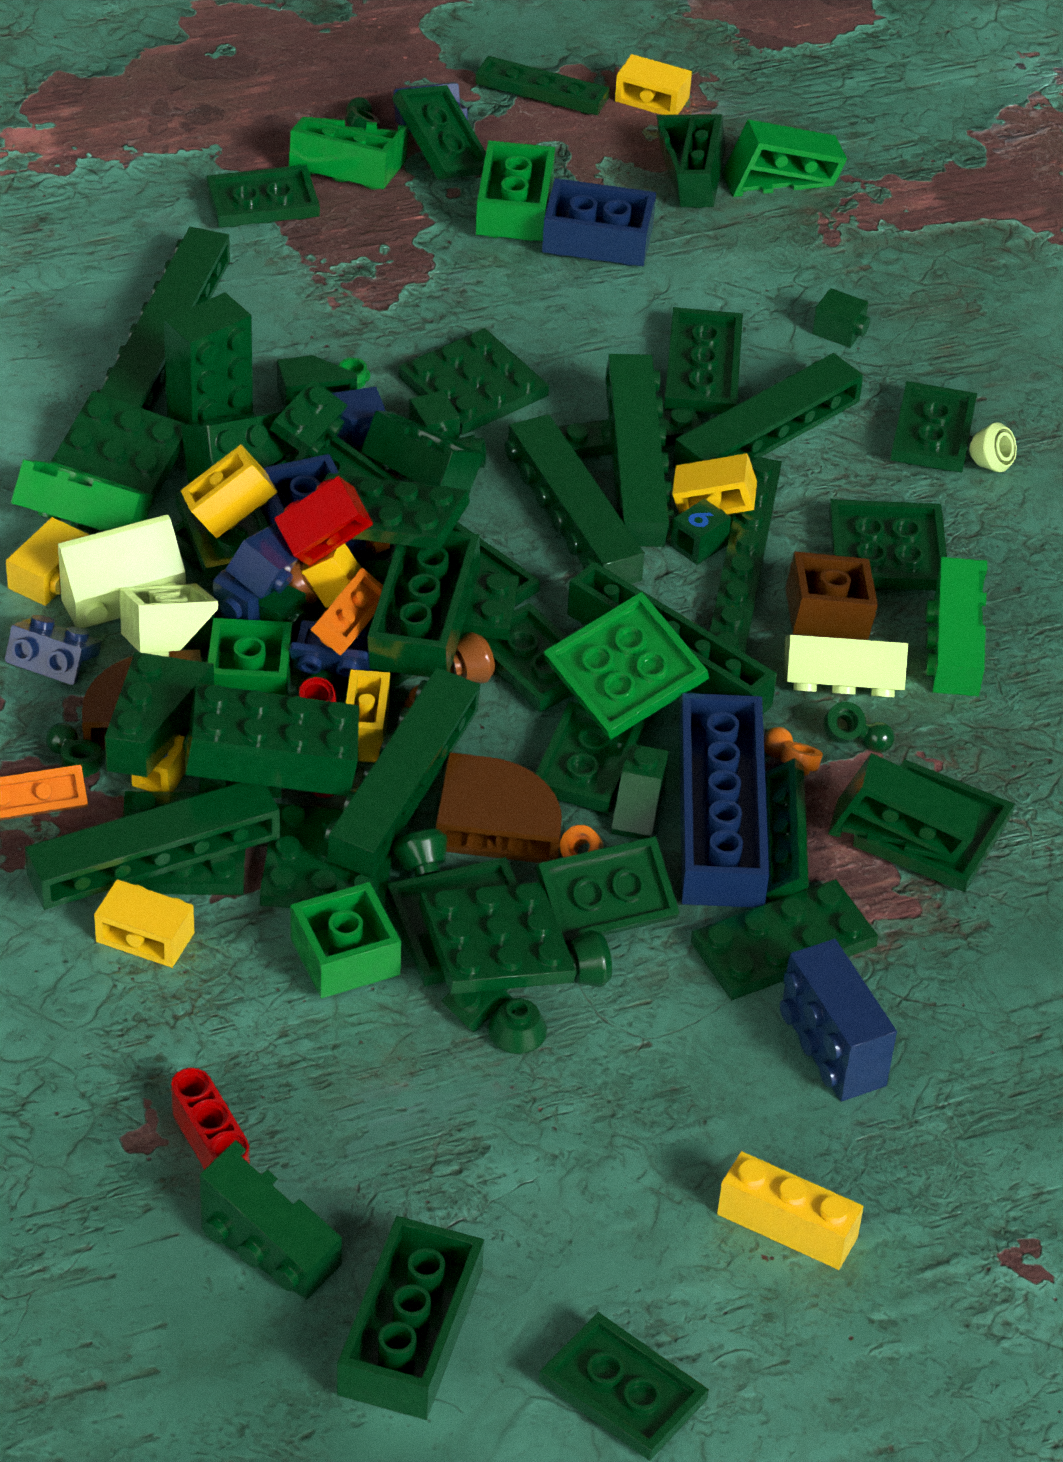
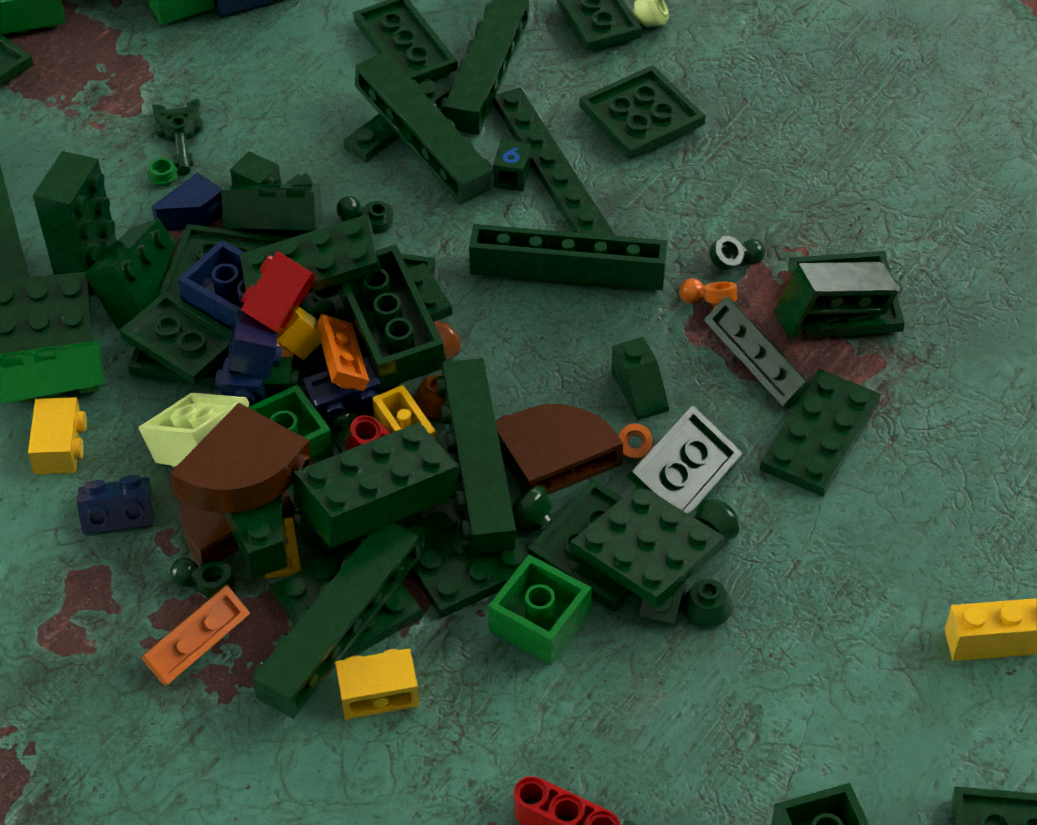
camera: 30 degrees left, 5 degrees up
(103, 562) = (112, 417): yellowish green slope -> none
(154, 651) = (240, 464): none -> reddish brown brick
(228, 491) = (175, 306): yellow brick -> none
(297, 372) = (139, 190): dark green slope -> none
(310, 420) = (177, 222): dark green bracket -> none
(405, 339) = (179, 126): none -> dark green piece
(478, 378) = (254, 126): dark green plate -> none
(522, 514) = (378, 212): none -> dark green plate
(523, 659) = (487, 317): dark green plate -> none
(573, 498) = (405, 186): dark green brick -> none
(583, 762) = (580, 369): dark green plate -> none
(626, 665) = (562, 289): green plate -> none
(722, 481) = (501, 120): yellow brick -> none
(722, 801) = (704, 353): dark blue brick -> none
(831, 596) = (644, 166): reddish brown brick -> none
(837, 1020) = (921, 469): dark blue brick -> none
(845, 664) = (691, 210): yellowish green slope -> none
(957, 627) = (743, 148): green wedge -> none

